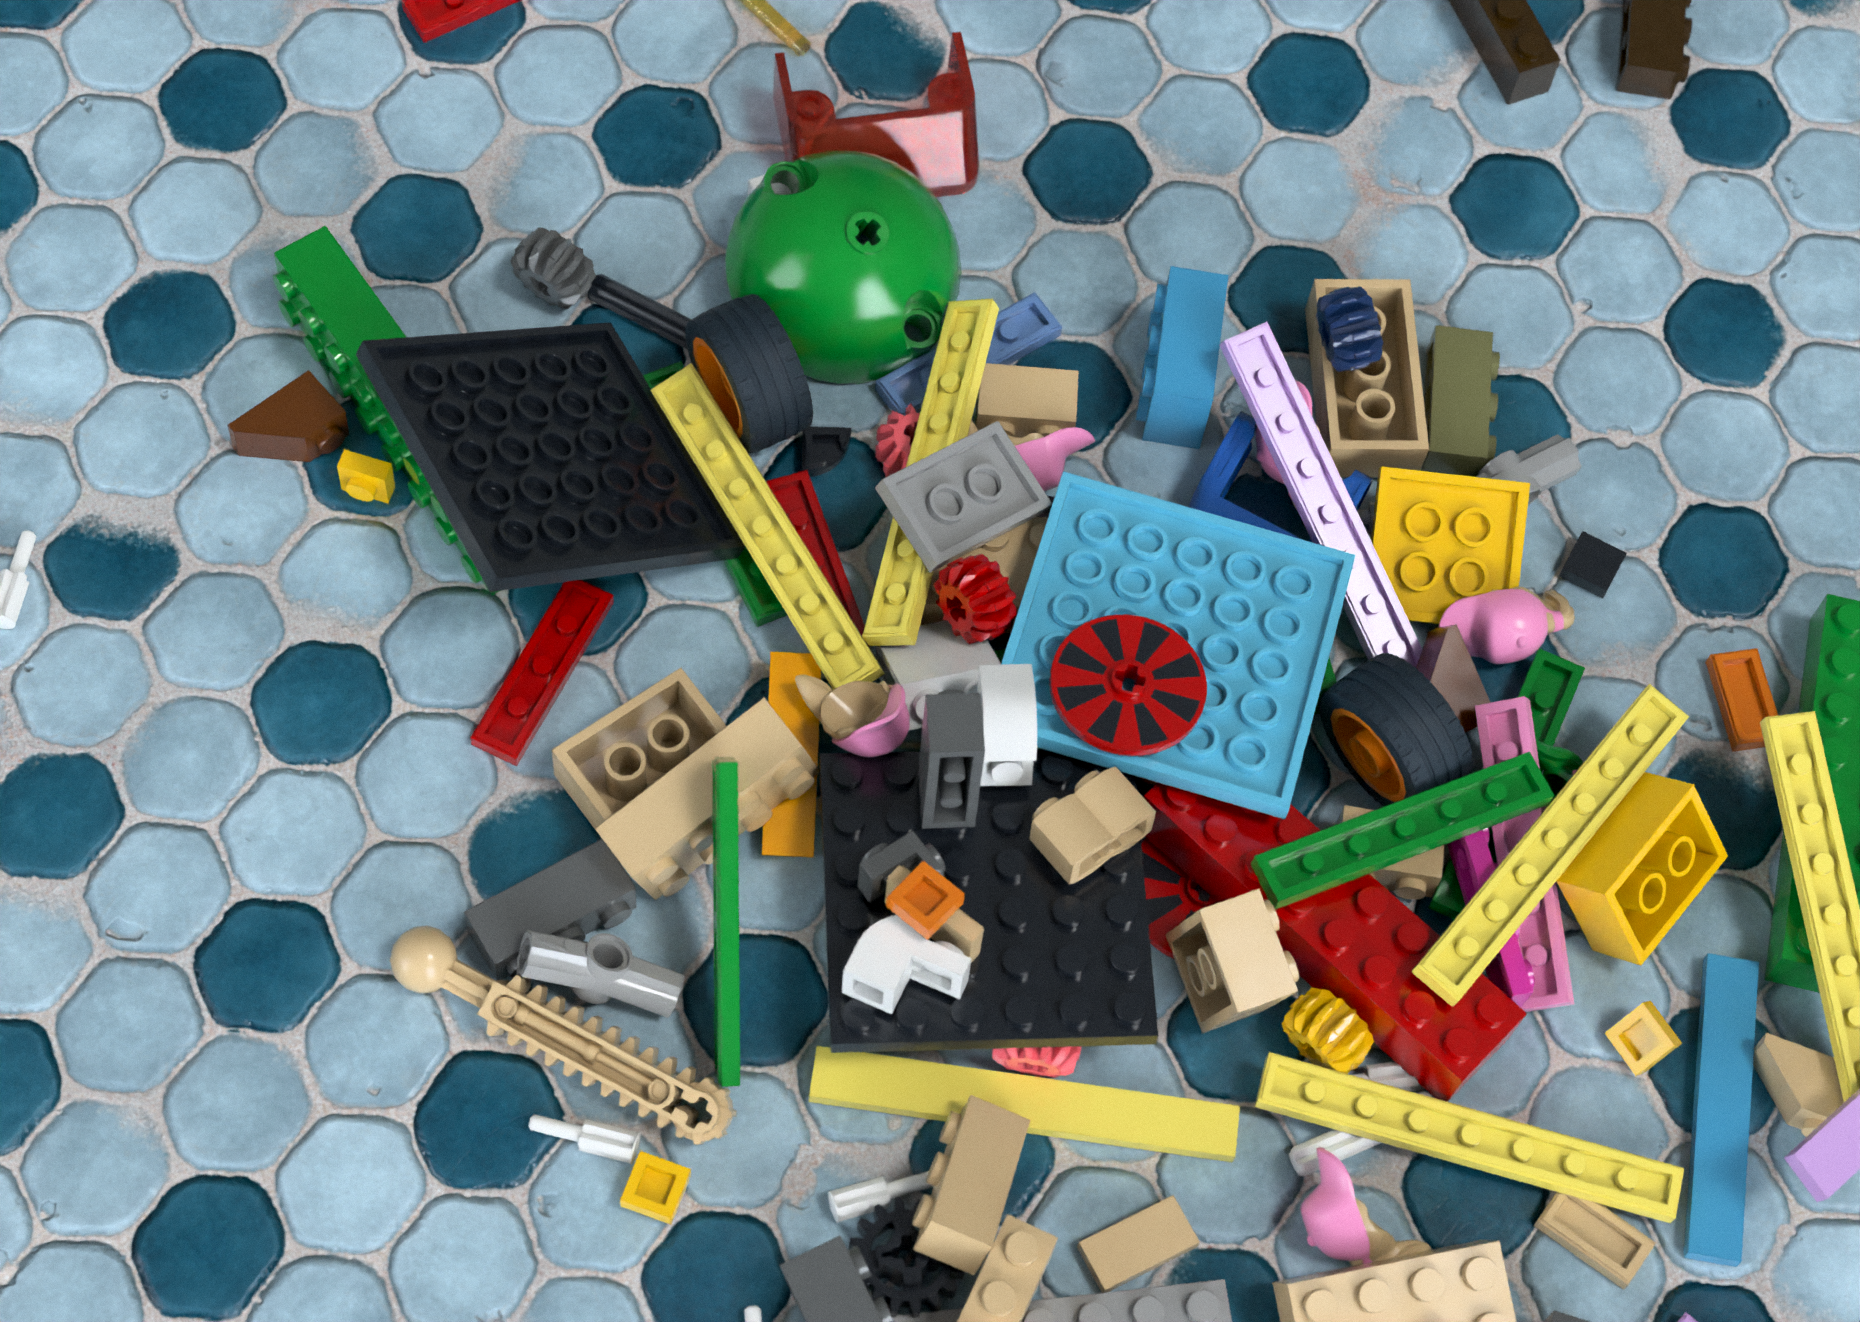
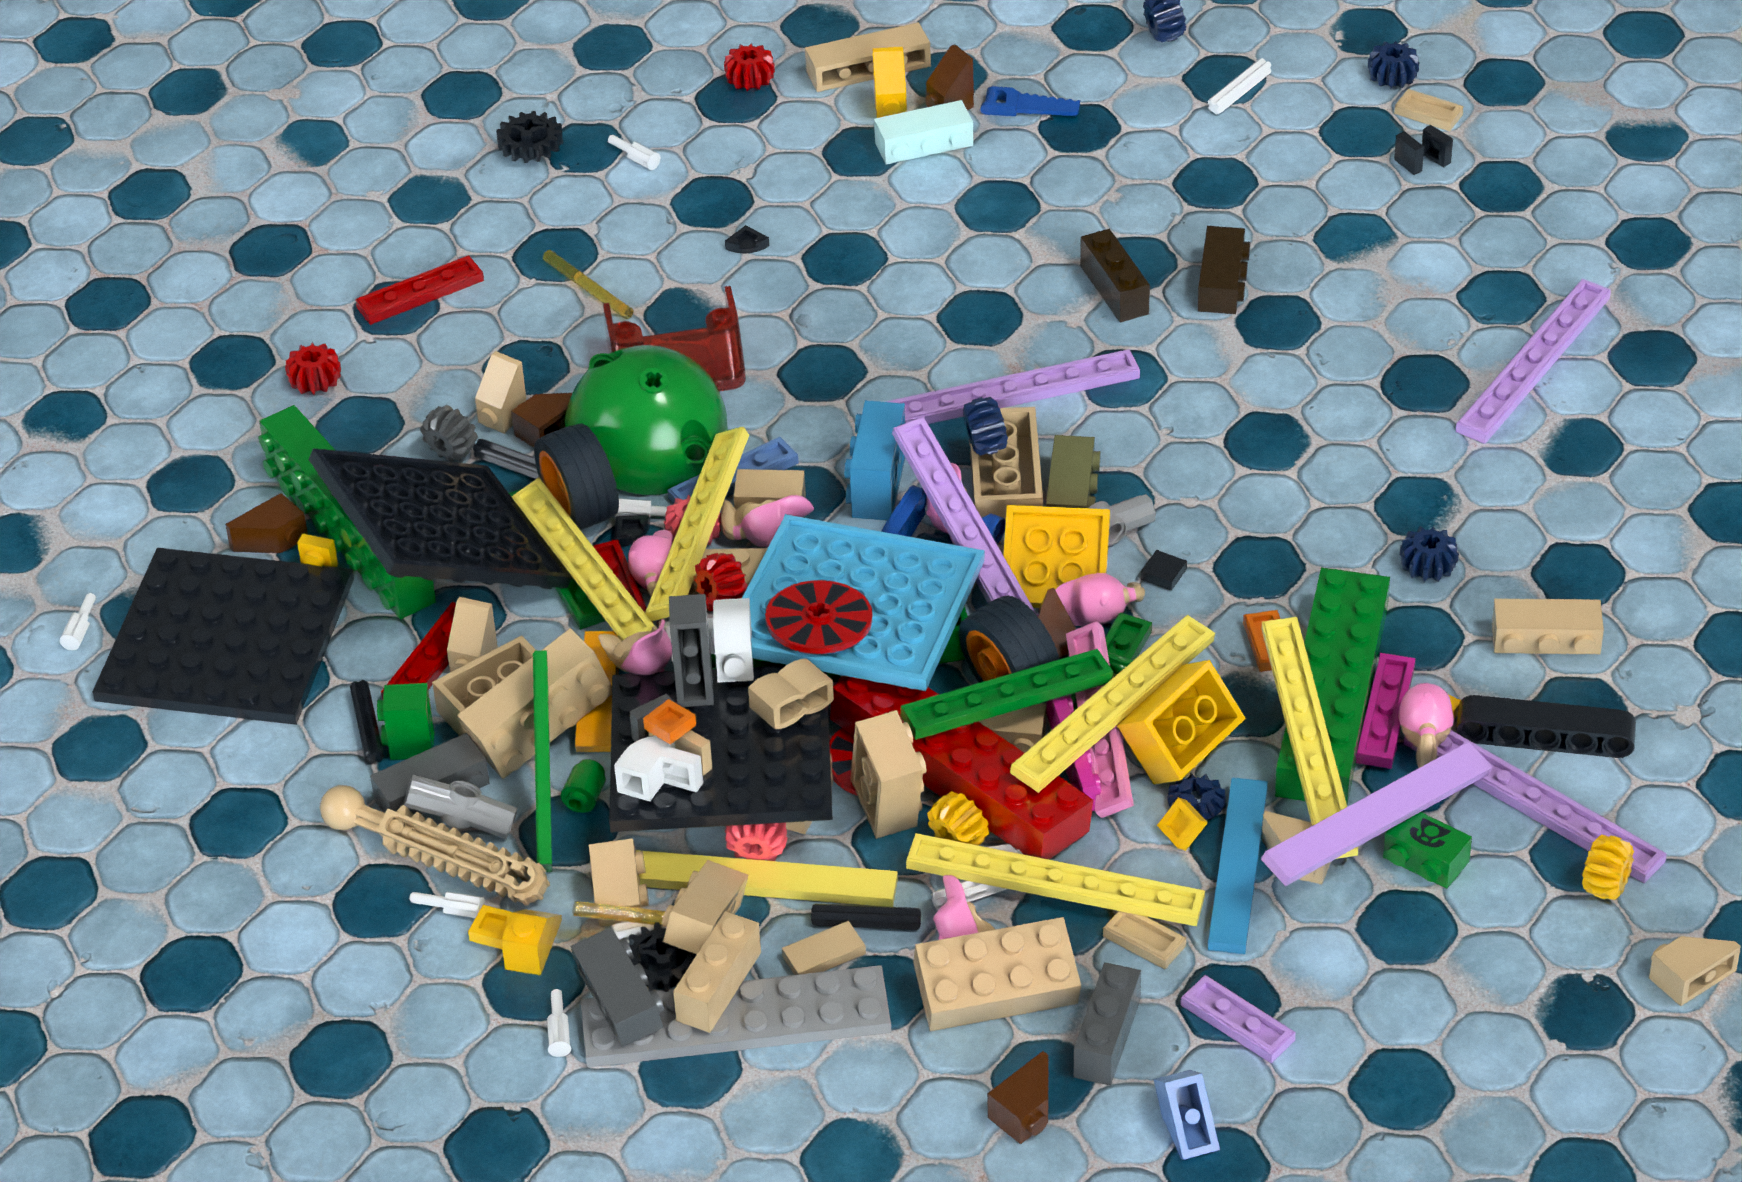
camera: 10 degrees right, 20 degrees down
(232, 617) = (224, 636): none -> black plate
(345, 128) = (313, 368): none -> red gear
(451, 790) = (366, 721): none -> black axle
(514, 812) = (406, 719): none -> green brick
(604, 661) = (471, 632): none -> tan slope
(627, 200) = (500, 392): none -> tan slope
(689, 243) = (540, 416): none -> reddish brown slope
(712, 1209) = (529, 940): none -> yellow slope
(778, 931) = (583, 786): none -> green brick
(837, 1121) = (616, 875): none -> tan brick
(842, 414) = (634, 507): none -> white axle
(852, 1187) = (617, 913): none -> clear yellow bar
(861, 523) = (648, 558): none -> bright pink hair
(963, 496) = (715, 524): light grey plate -> none
(1197, 1184) = (866, 916): none -> black axle
(1362, 222) = (1024, 386): none -> lavender tile
(1678, 994) = (1212, 794): none -> dark blue gear

